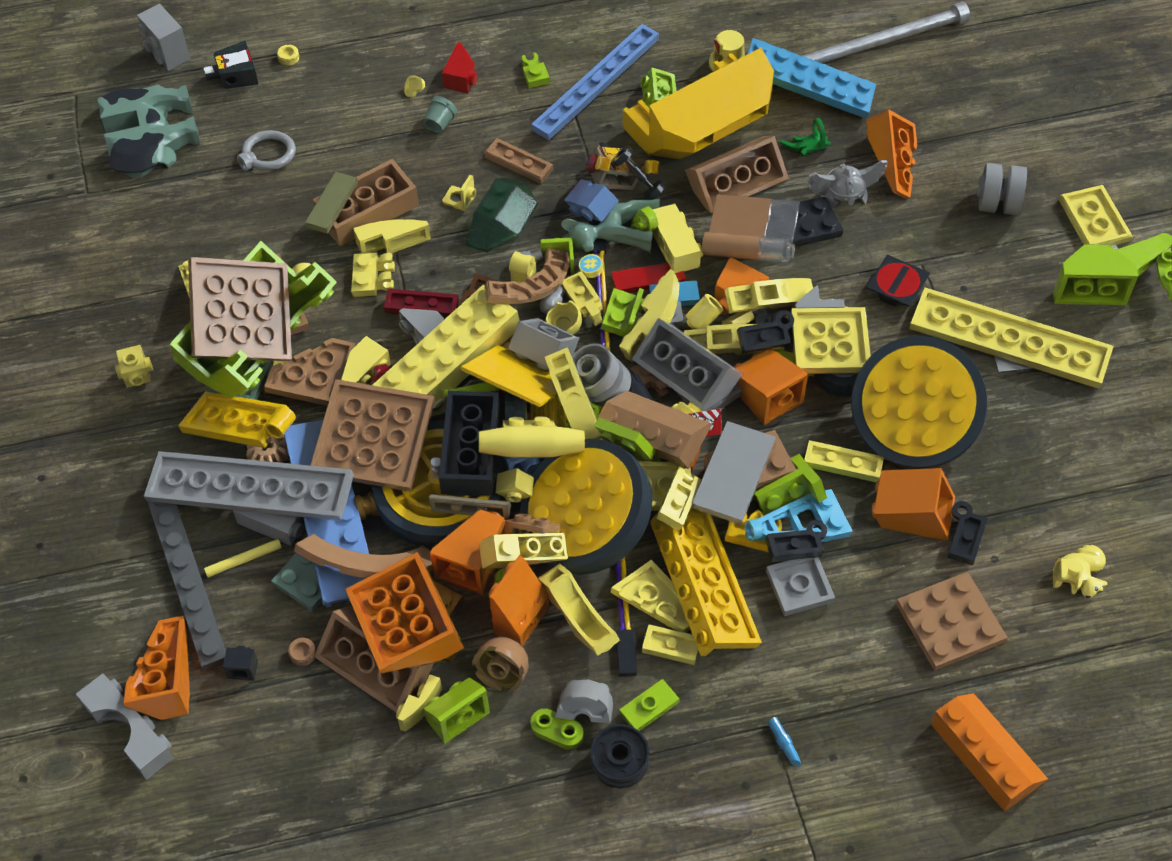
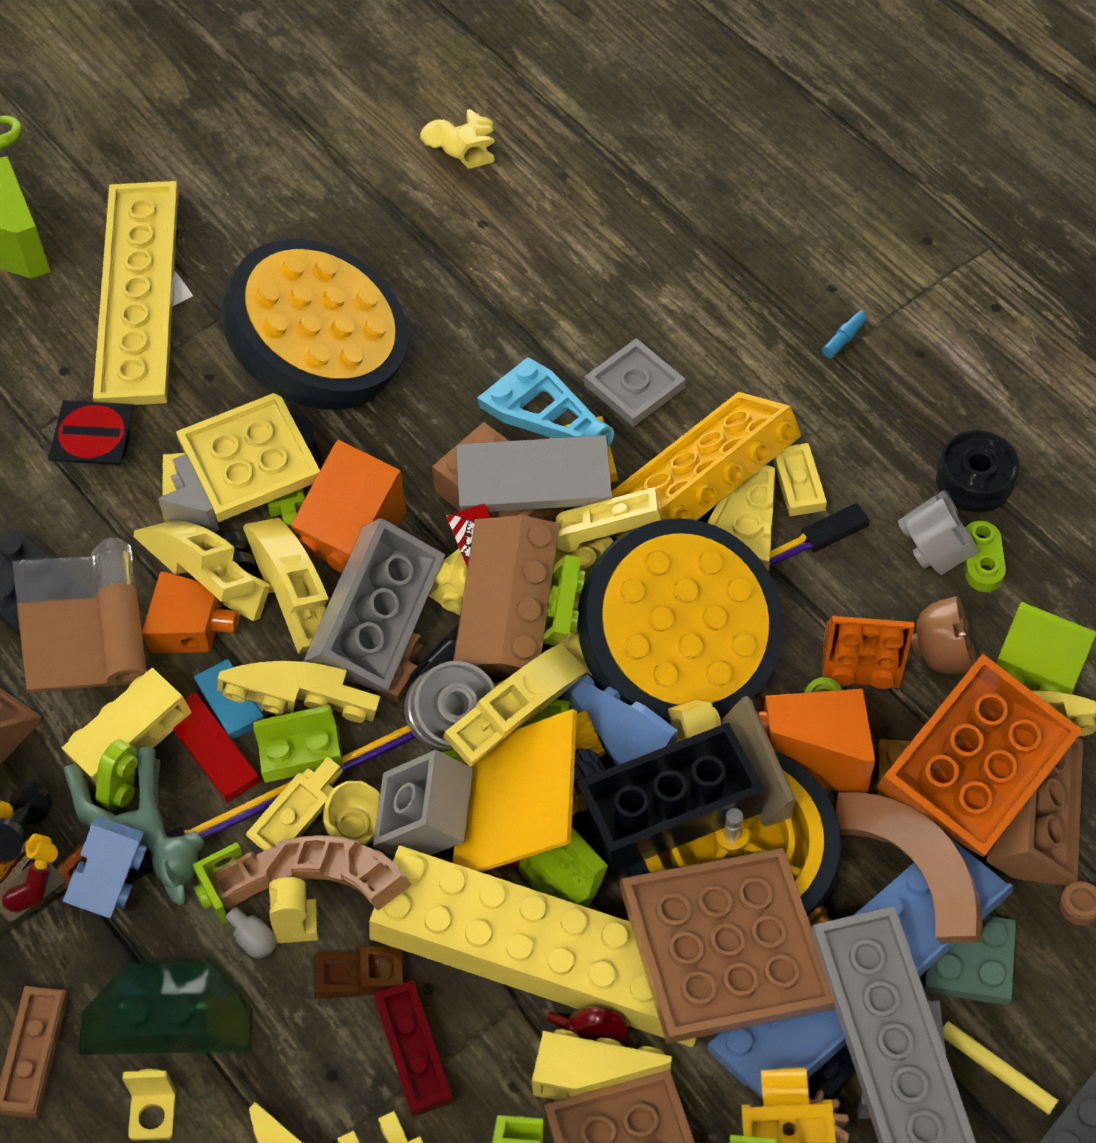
camera: 115 degrees left, 0 degrees up
(419, 322) = (461, 1007): light grey slope -> none
(502, 549) = (809, 653): light yellow slope -> none
(523, 524) = (752, 664): medium nougat bracket -> none
(531, 439) = (633, 704): light yellow plate -> none
(577, 610) = (831, 574): light yellow arch -> none
(591, 266) = (228, 825): tile -> none
(649, 705) = (890, 474): lime plate -> none
(704, 312) = (259, 634): light yellow brick -> none
(766, 335) = (279, 524): black hinge -> none
(791, 487) = (487, 411): lime bracket -> none
(797, 543) = (590, 388): black hinge -> none
(844, 461) = (427, 399): light yellow plate -> none
(914, 502) = (457, 302): orange slope -> none
(951, 621) = (593, 235): medium nougat plate -> none
(967, 535) = (469, 248): black hinge -> none
(987, 750) = (740, 154): orange slope -> none

